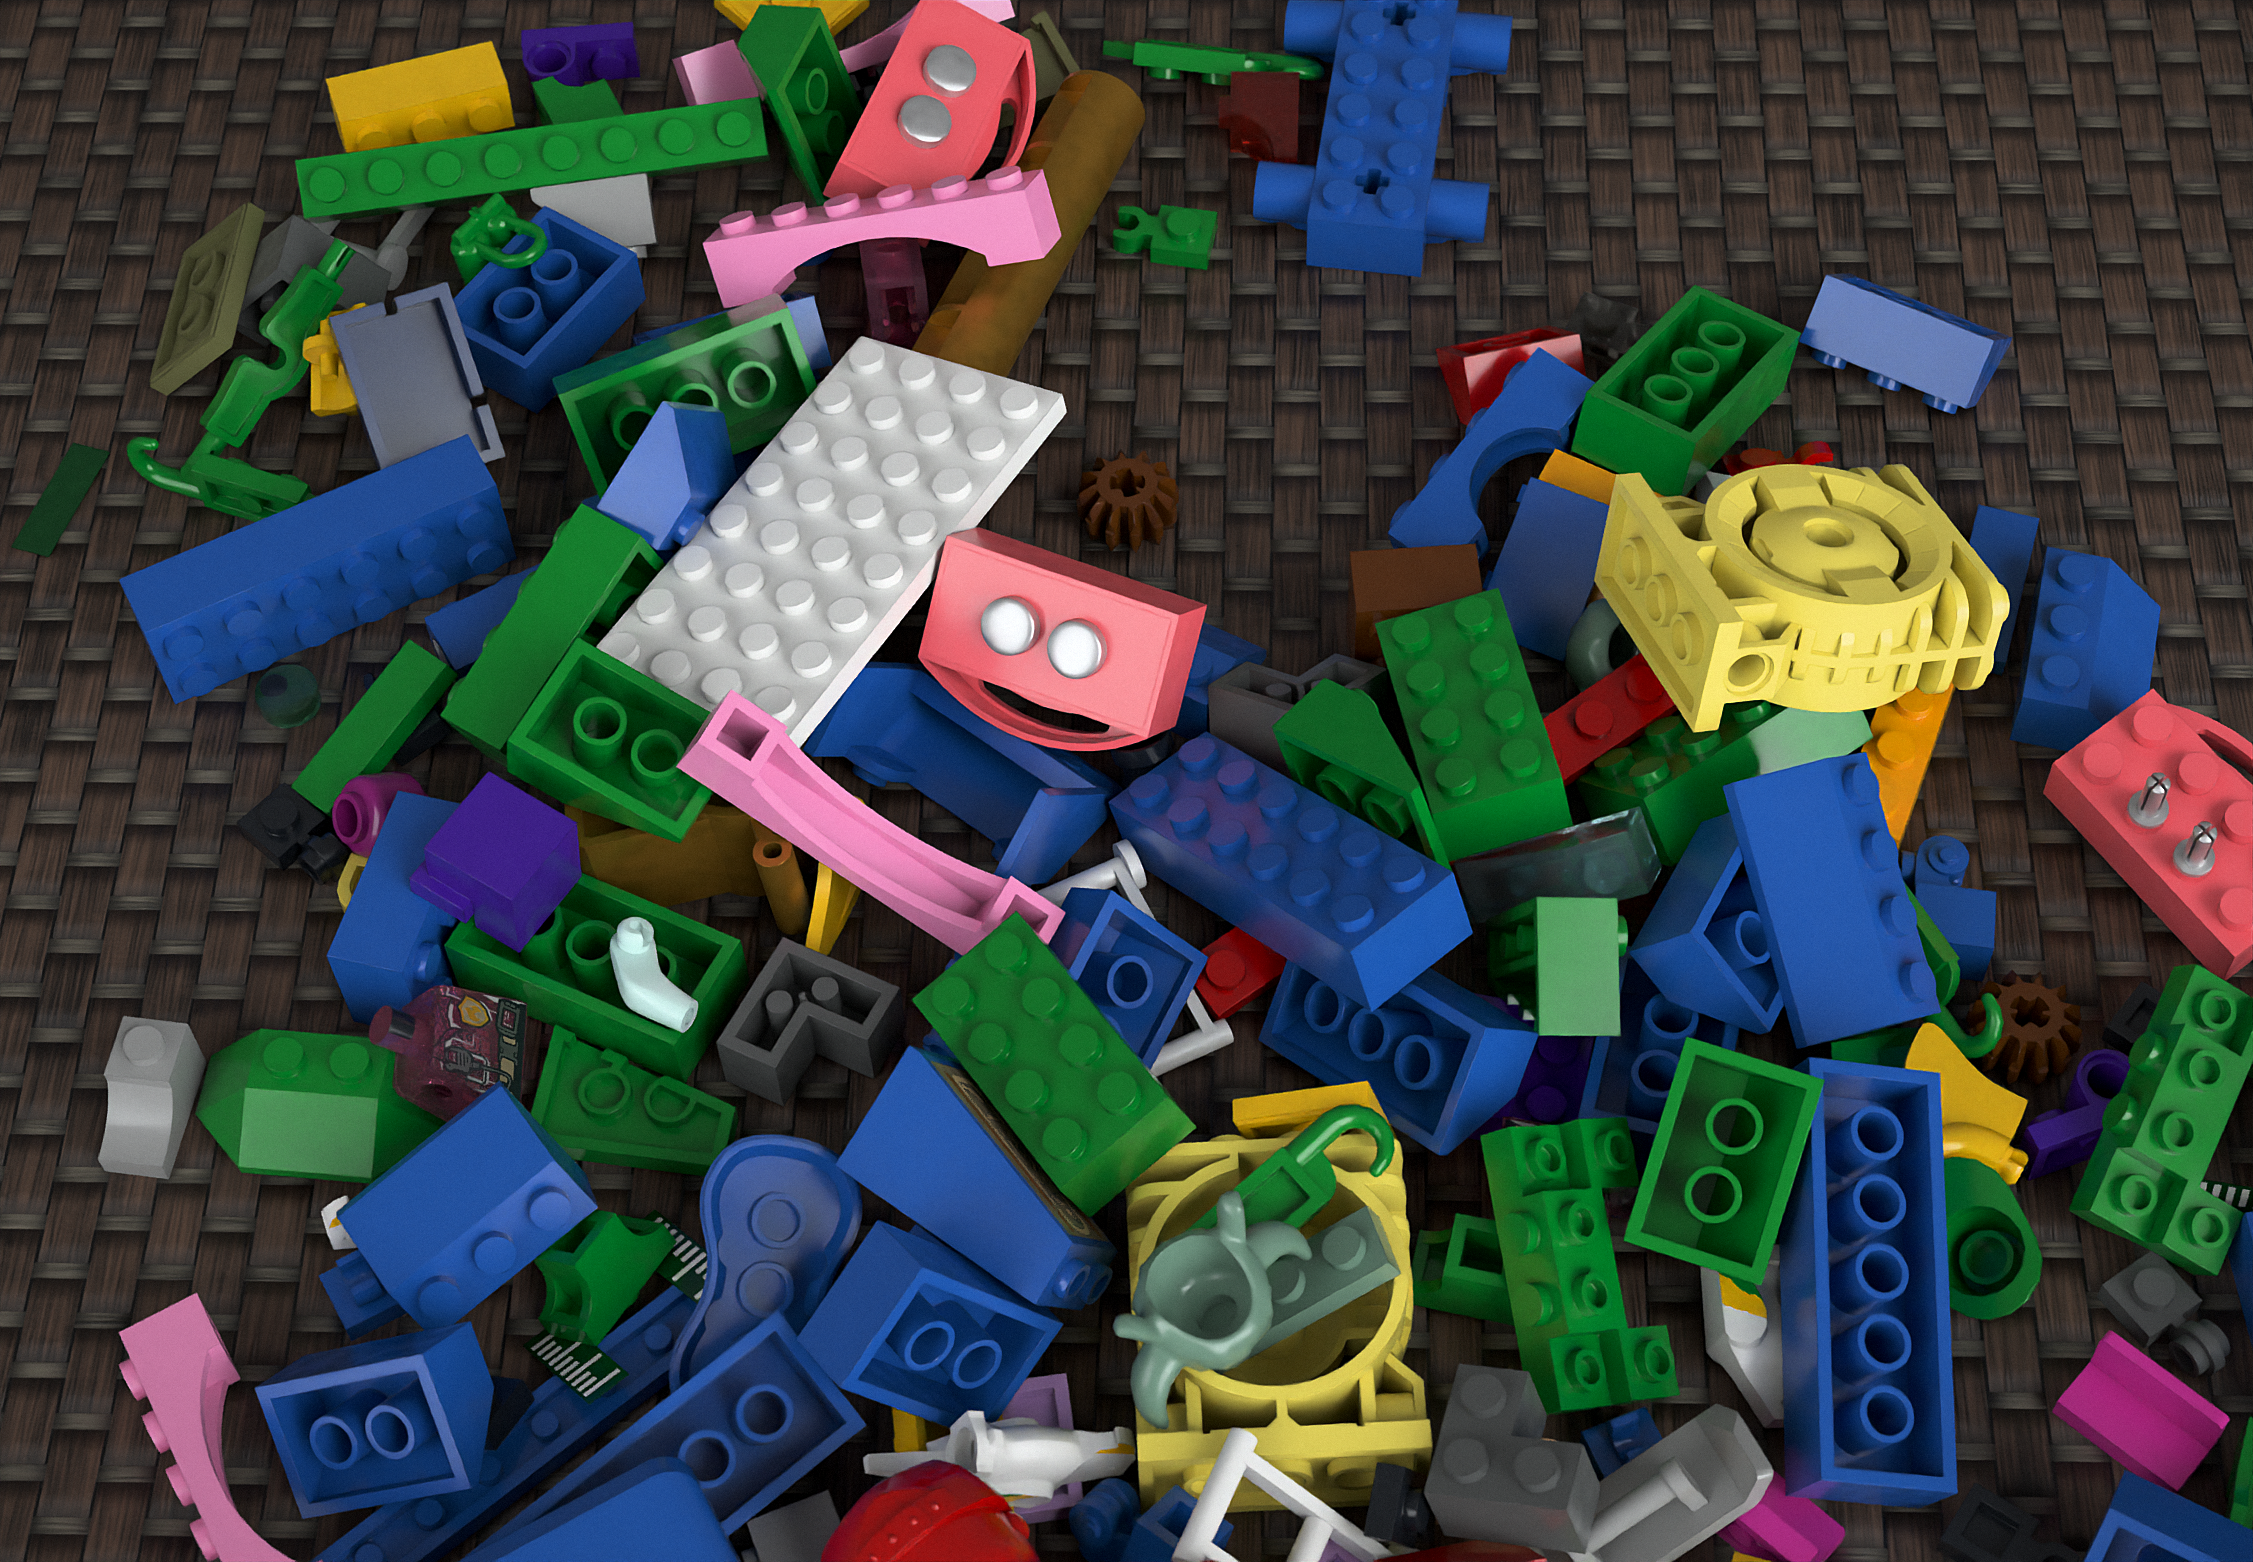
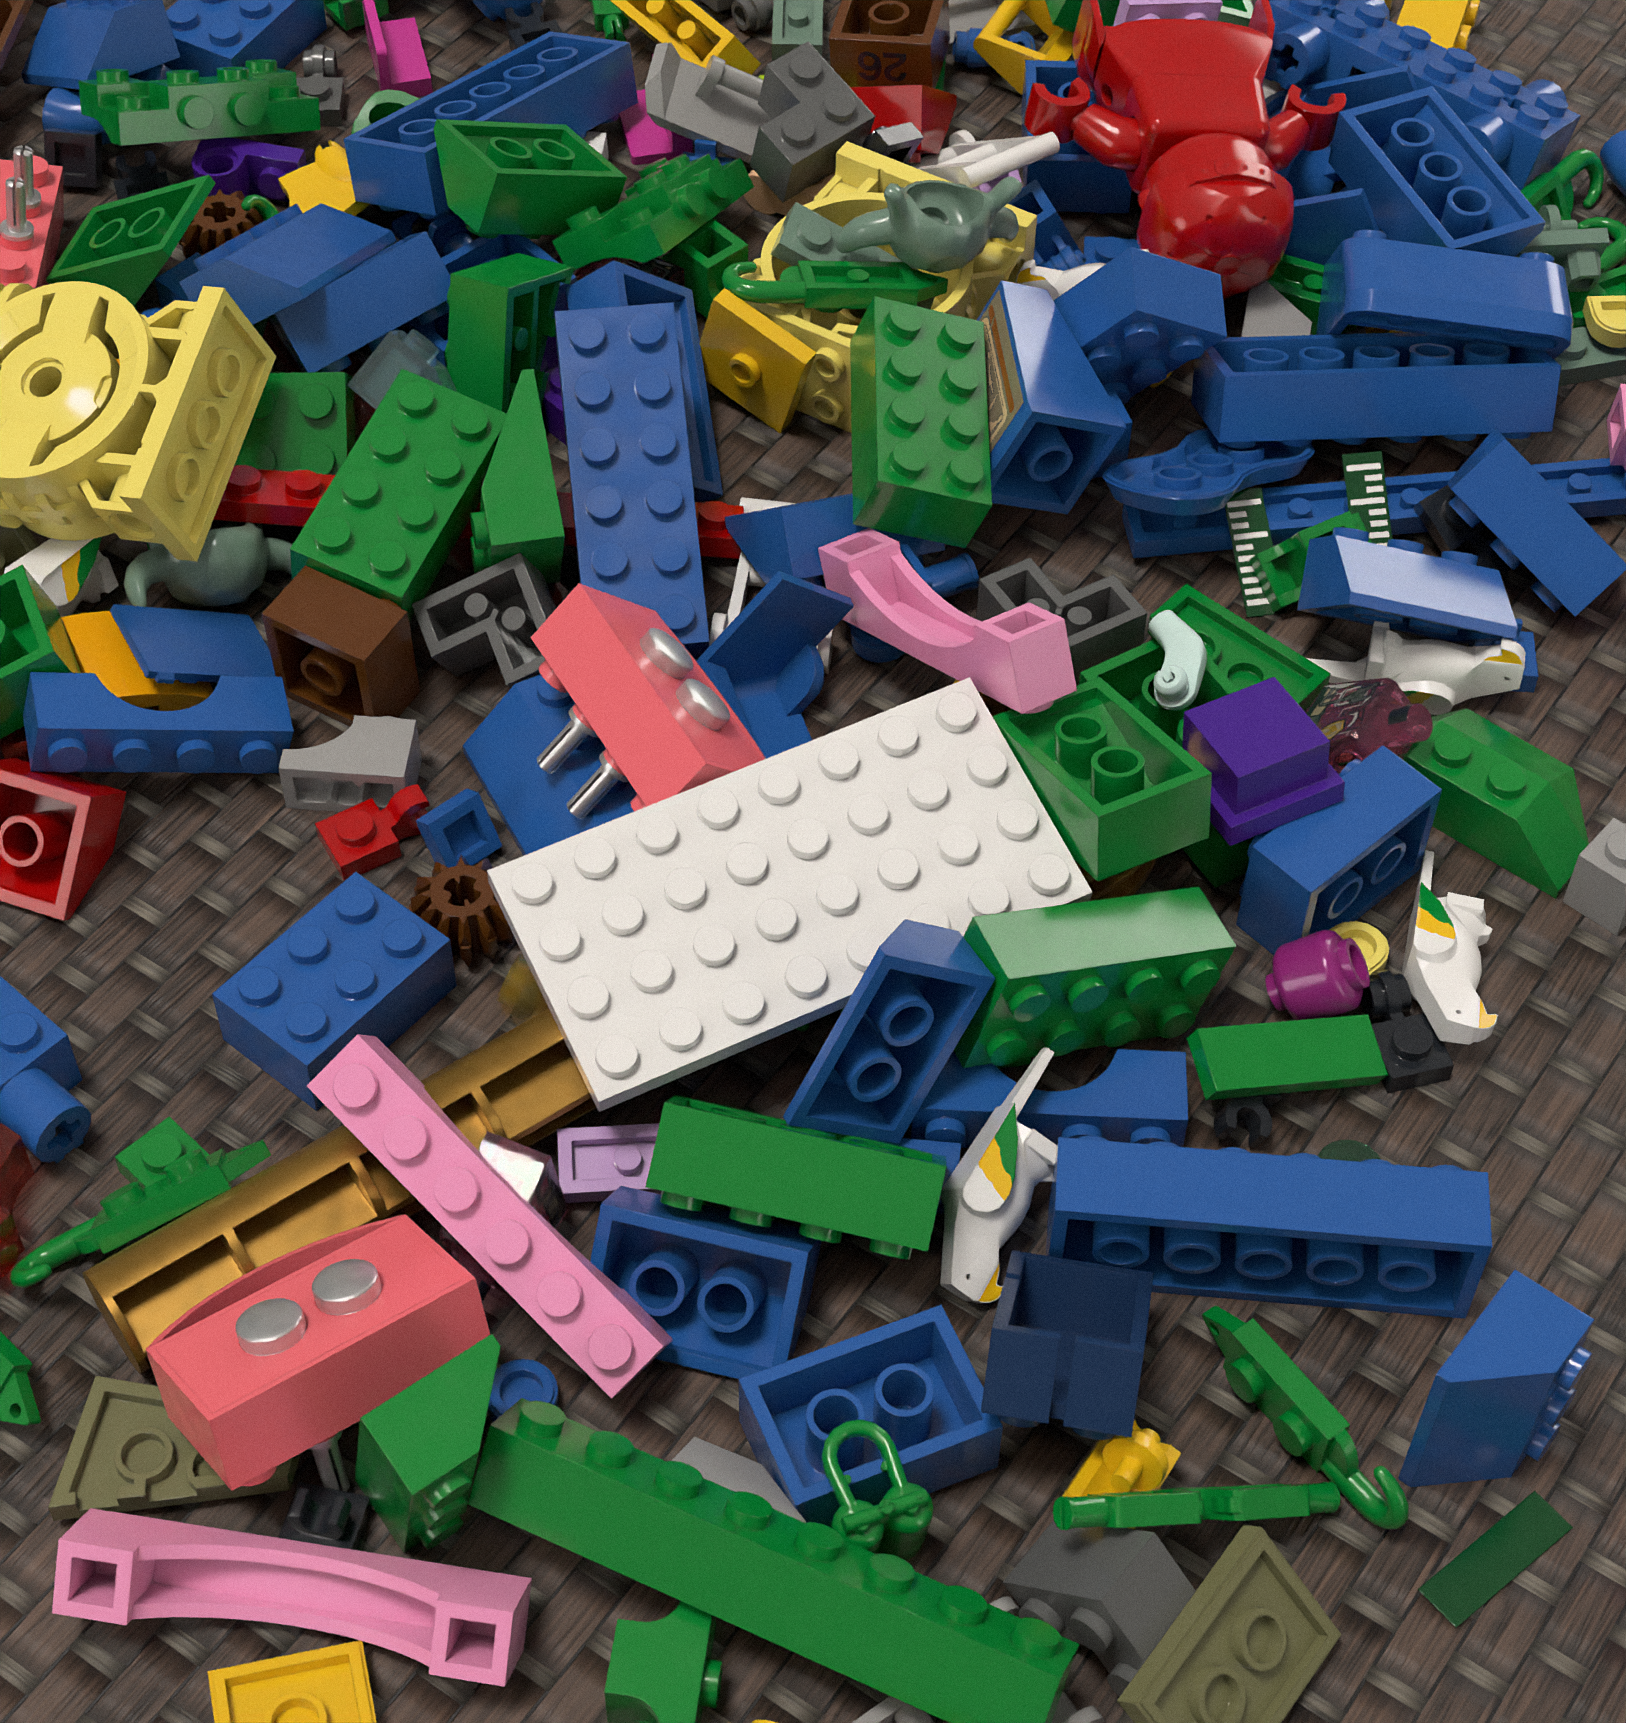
camera: 150 degrees left, 5 degrees down
(81, 510) = (1500, 1389): none -> blue slope
(278, 899) = (1445, 961): none -> white animal
(546, 498) = (993, 1192): none -> white animal
(1032, 484) = (521, 991): none -> clear yellow plate
(1149, 171) = (136, 1210): none -> green plate
(1167, 381) = (334, 974): none -> blue brick
(1189, 558) = (459, 828): none -> blue tile
(1265, 530) = (370, 837): none -> red plate
(1310, 563) = (362, 763): none -> light grey arch
(2046, 887) = (131, 238): none -> green slope

